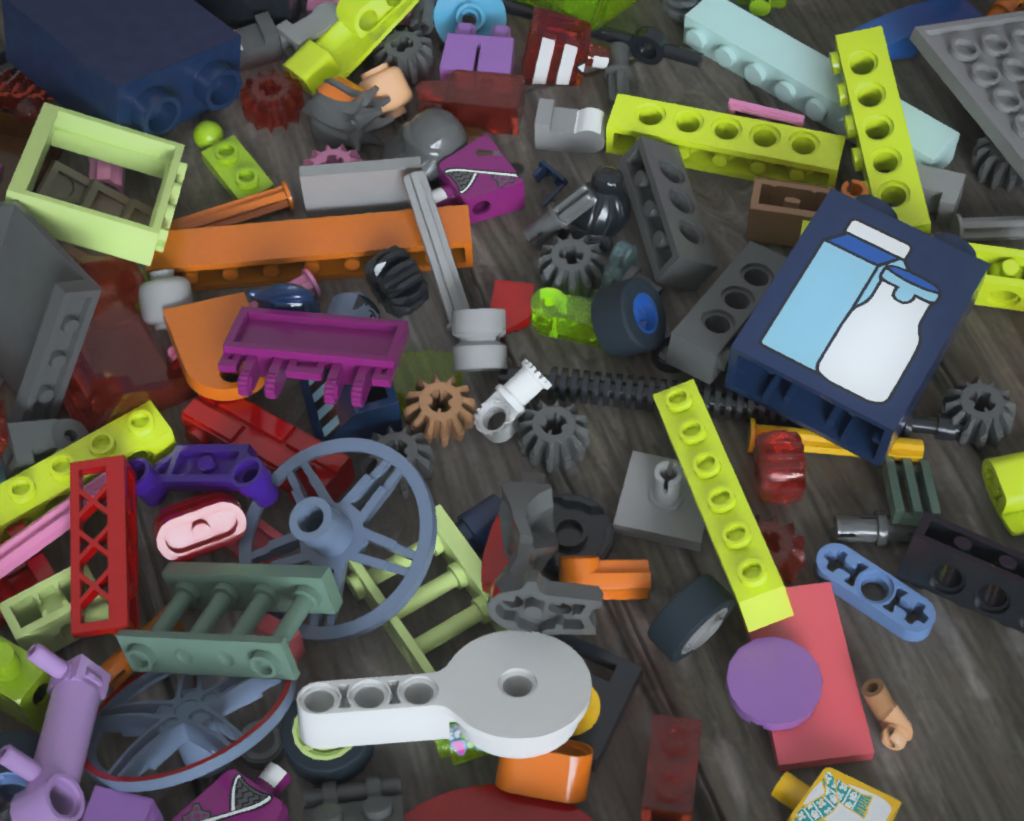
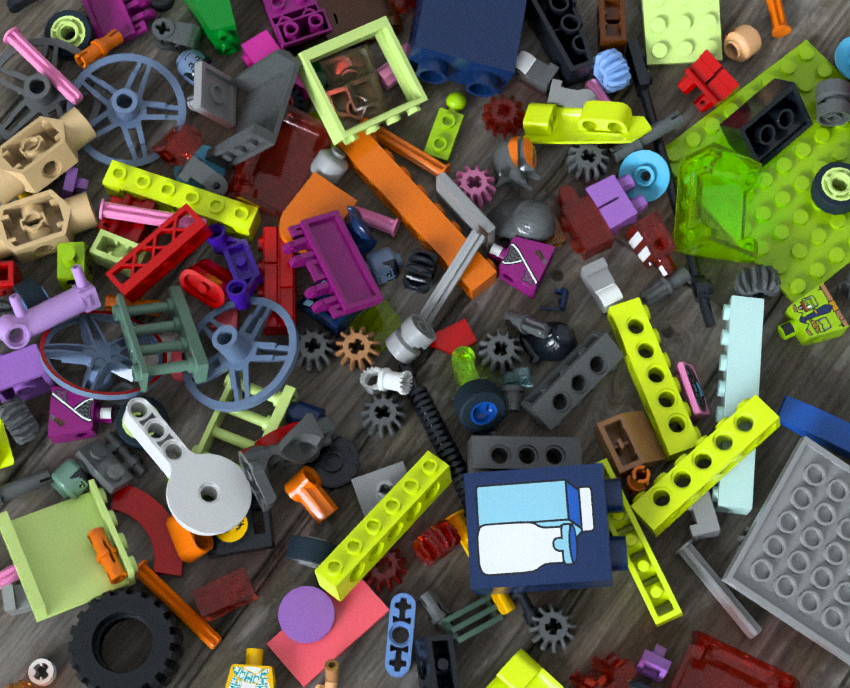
camera: 55 degrees right, 15 degrees up
(392, 85) = (552, 170): light nougat head -> none

